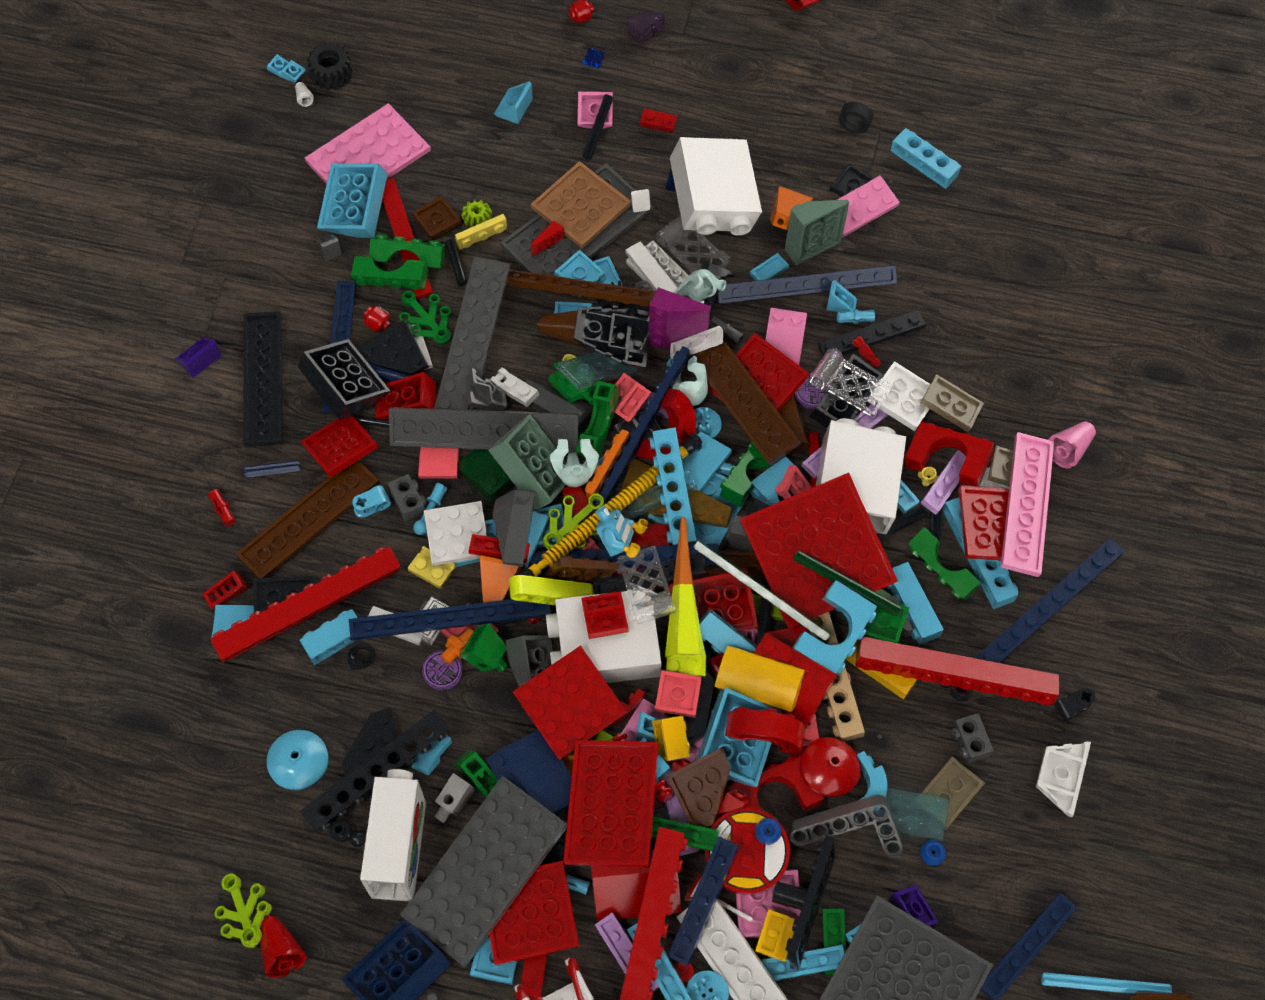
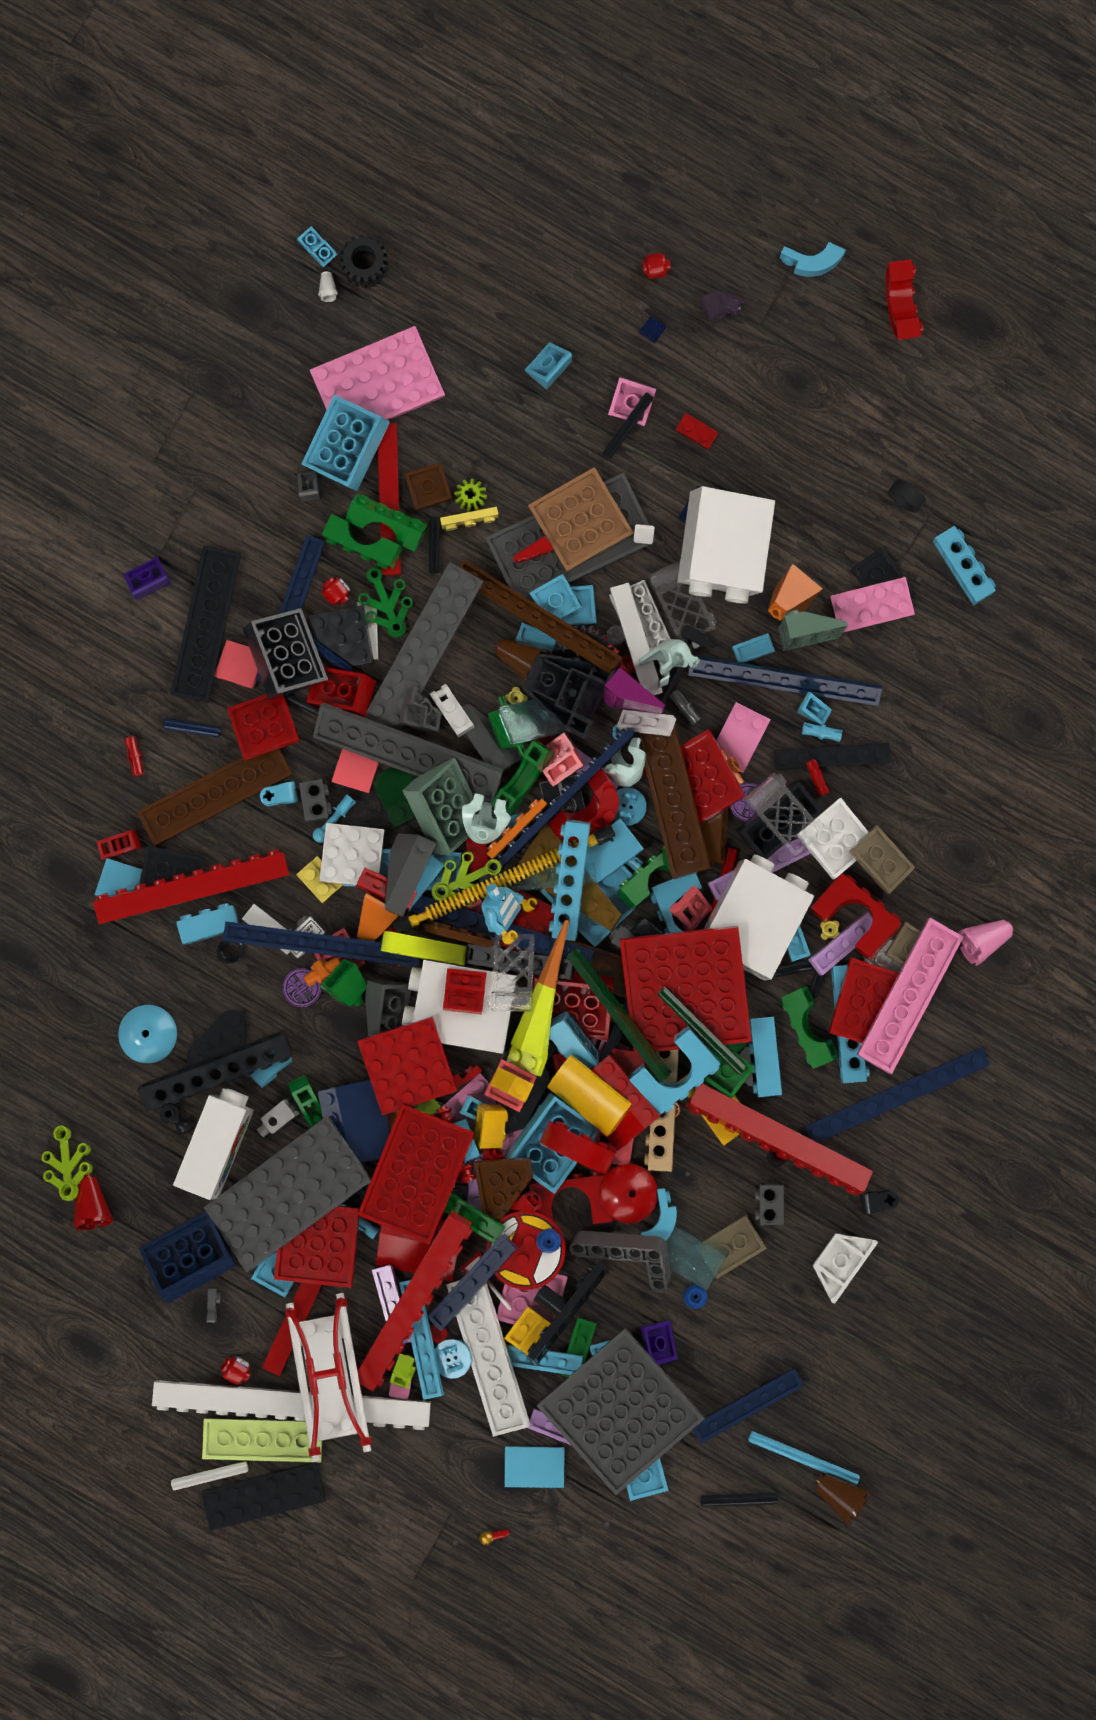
camera: 15 degrees right, 20 degrees up
(302, 403) = (237, 665): none -> coral slope
(680, 688) = (511, 1084): none -> yellow slope

